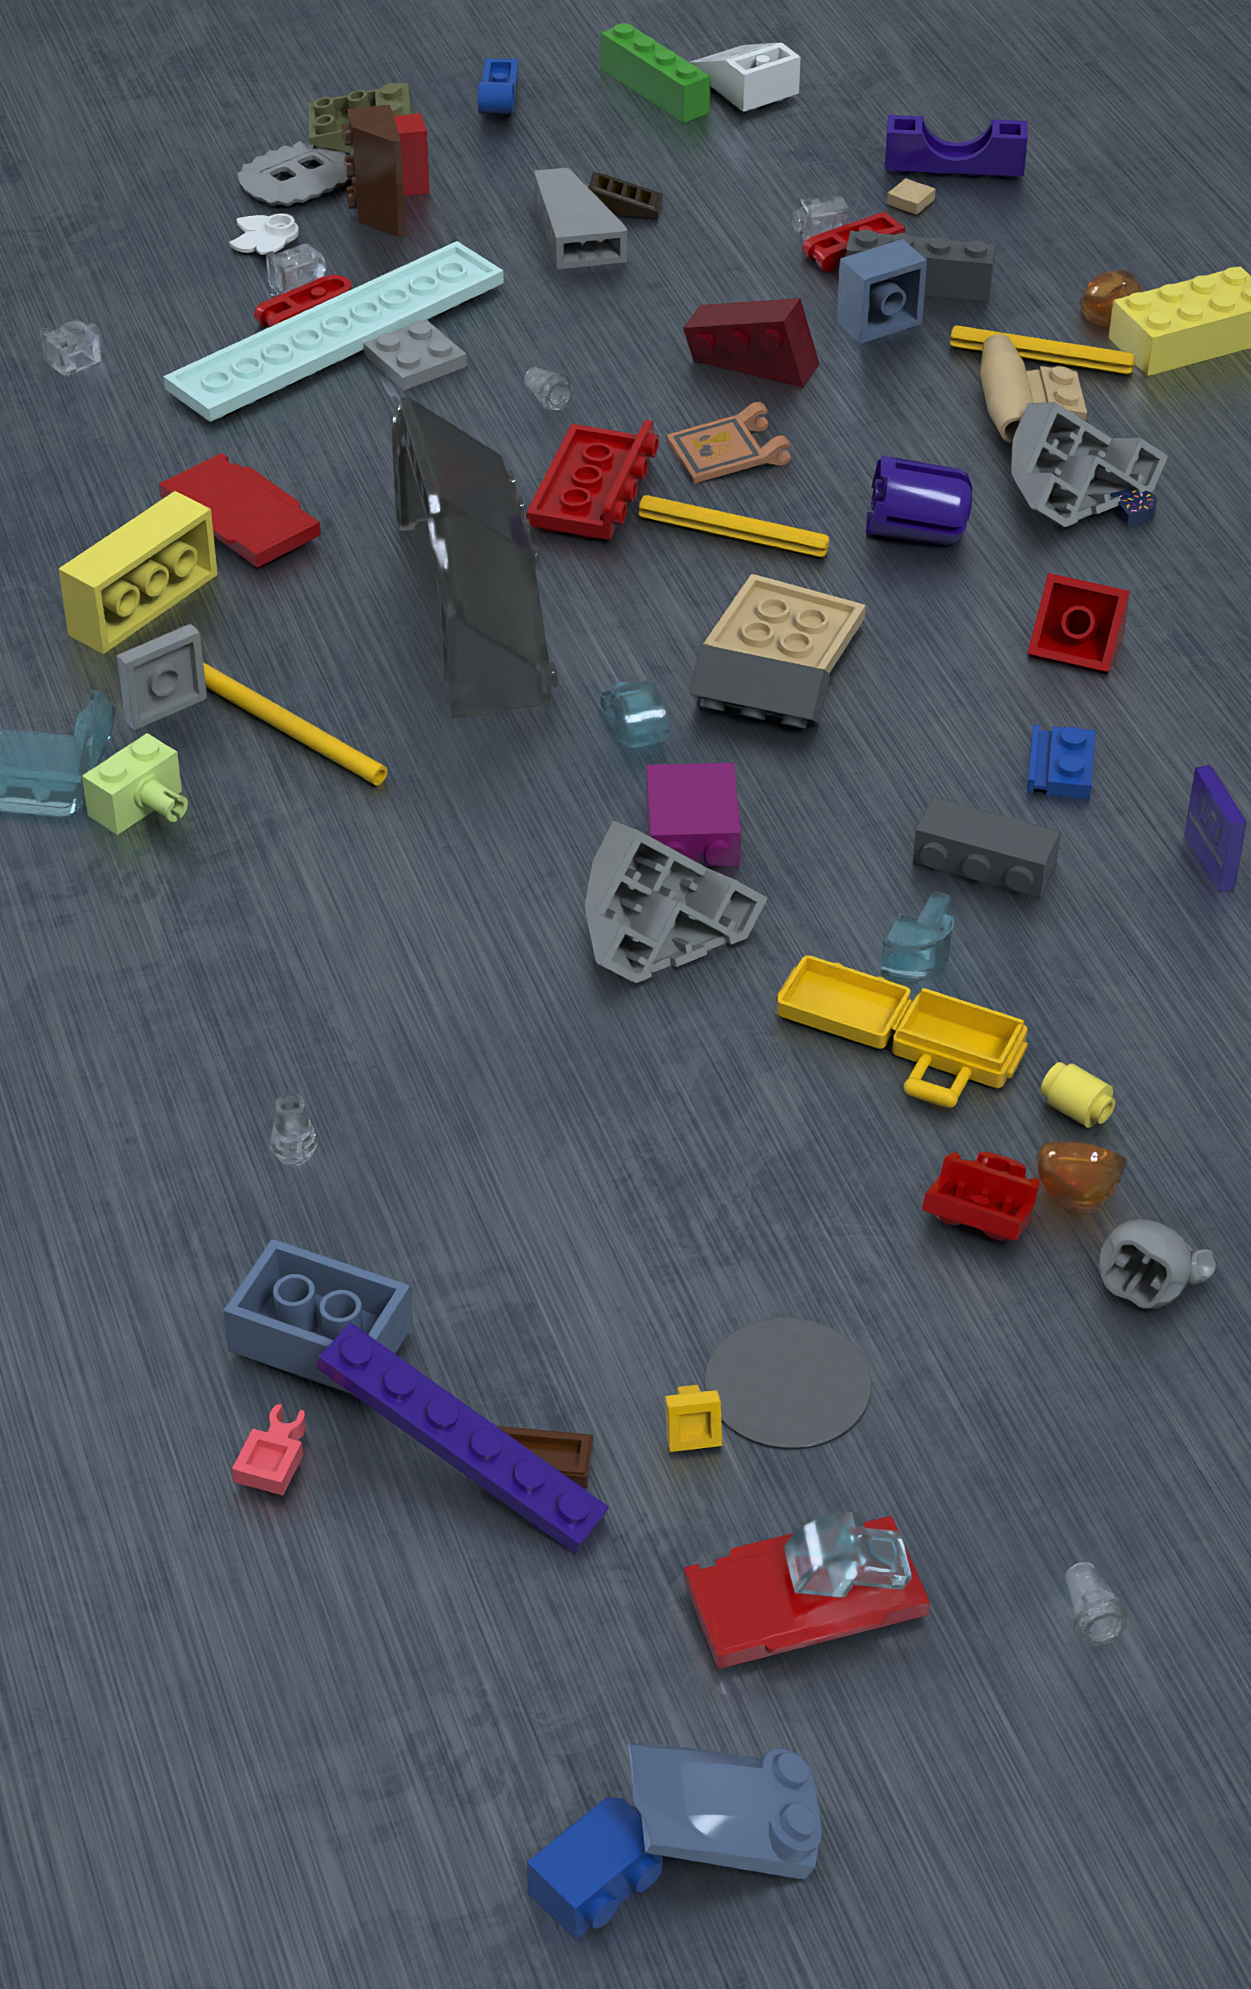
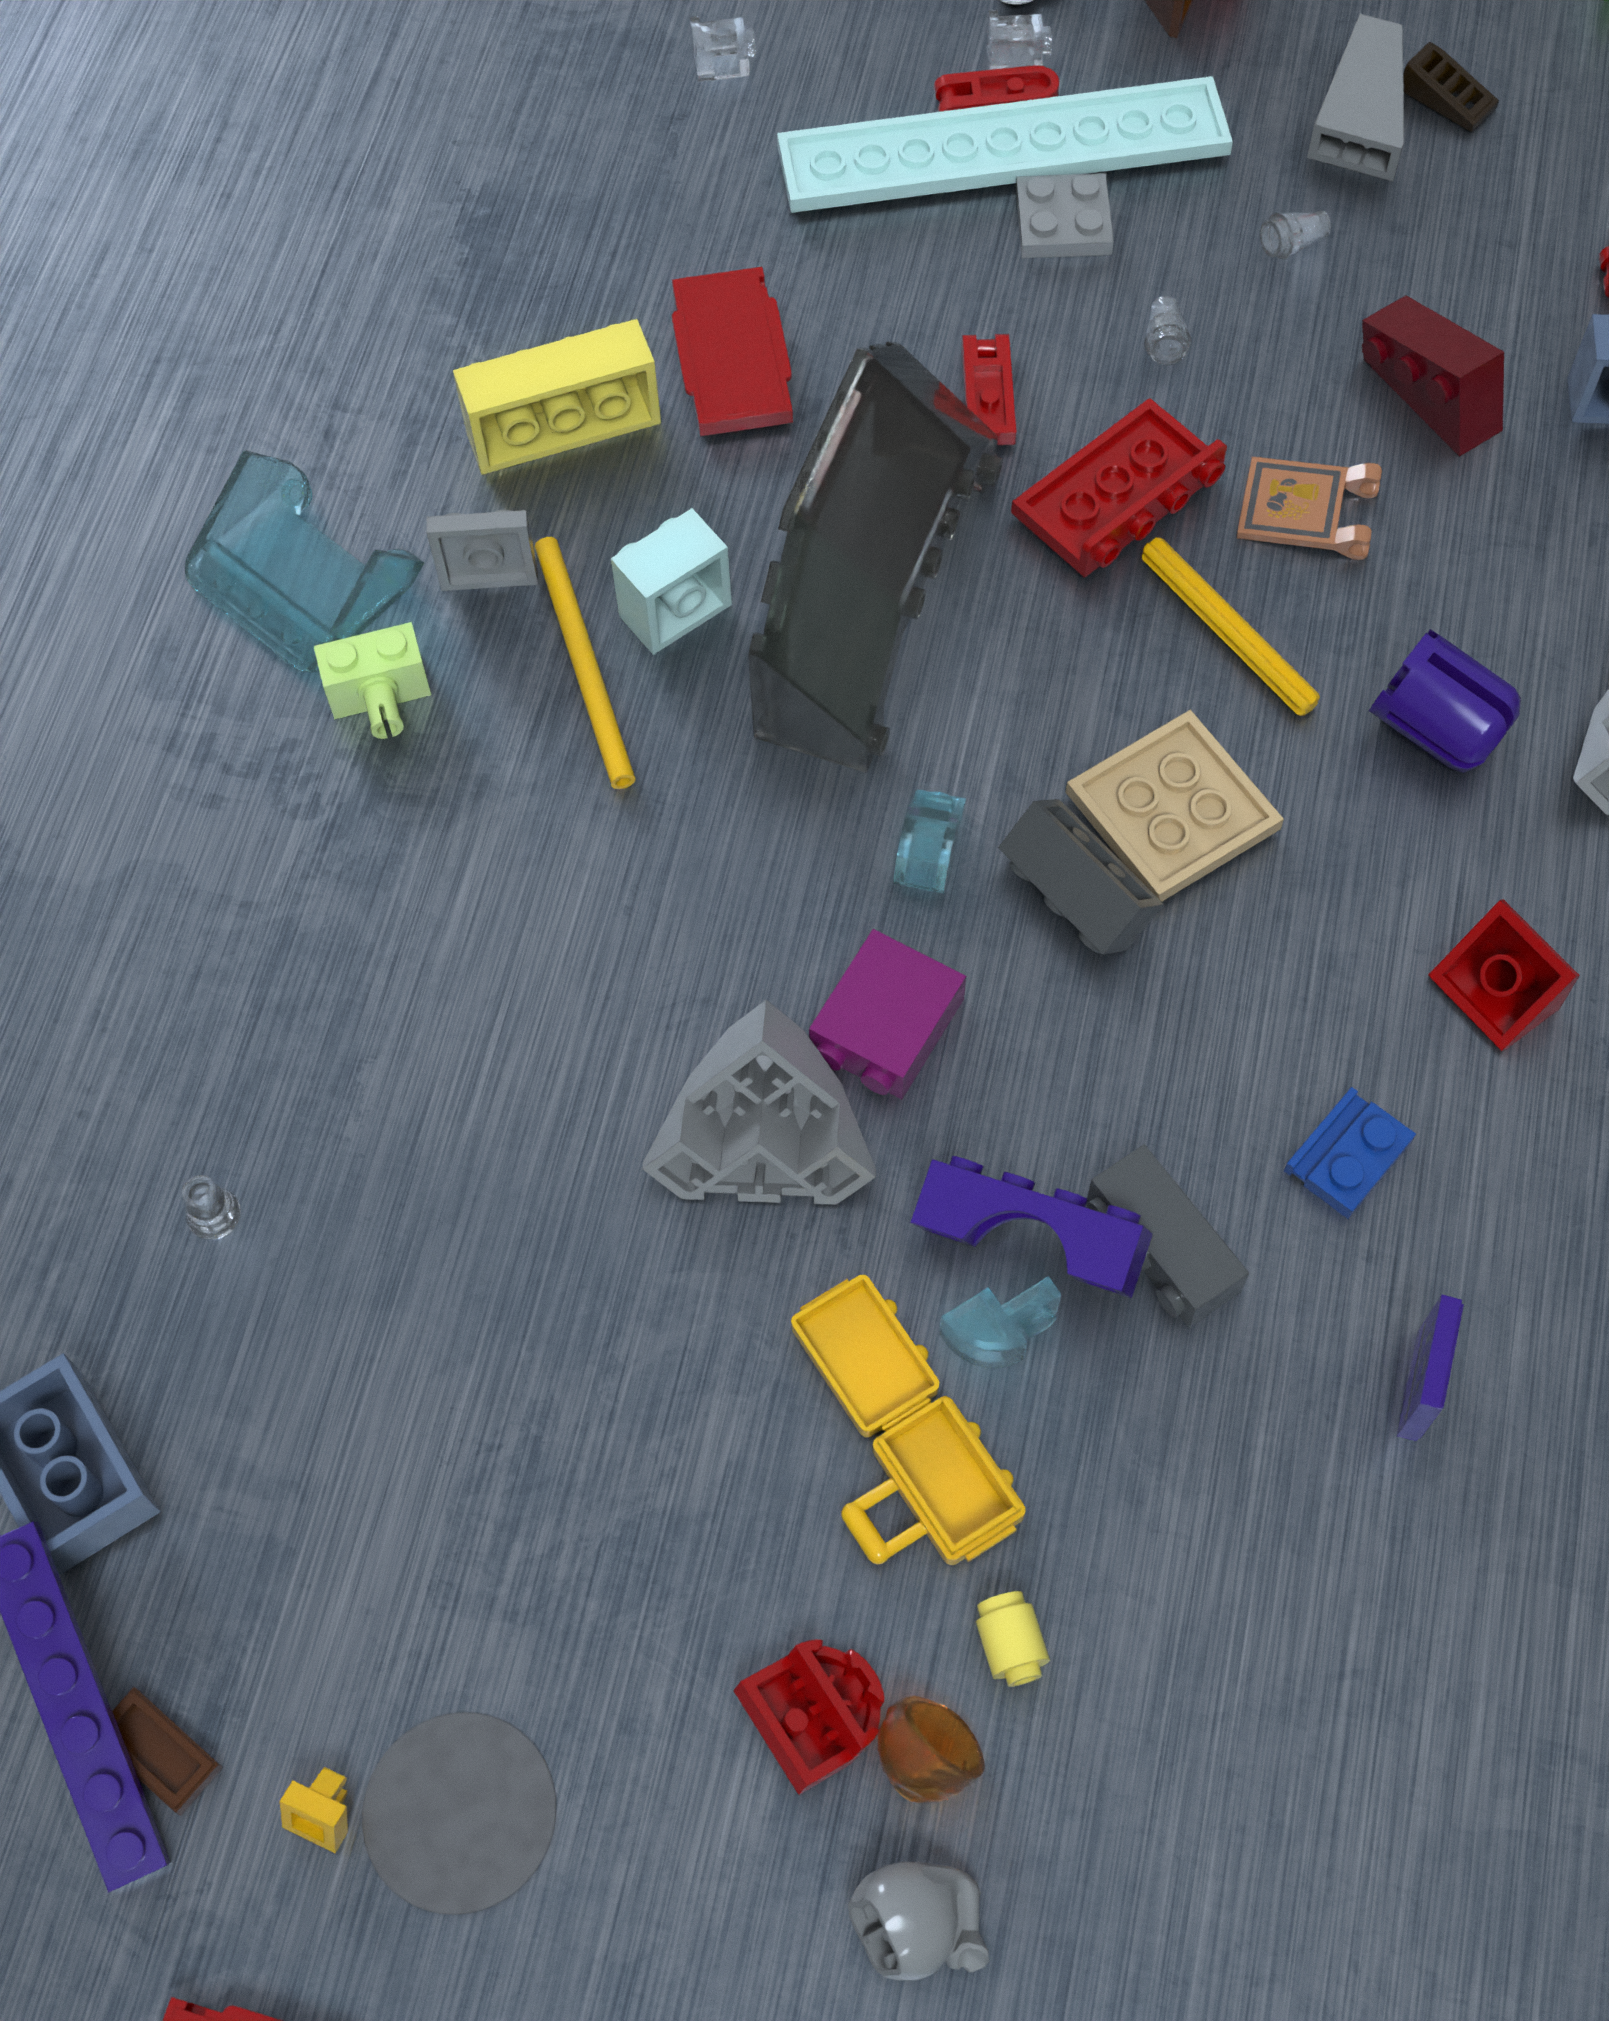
camera: 35 degrees right, 20 degrees up
(323, 639) = (672, 580): none -> light aqua brick
(586, 306) = (1291, 232): none -> clear cone
(950, 853) = (1098, 1246): none -> dark purple arch

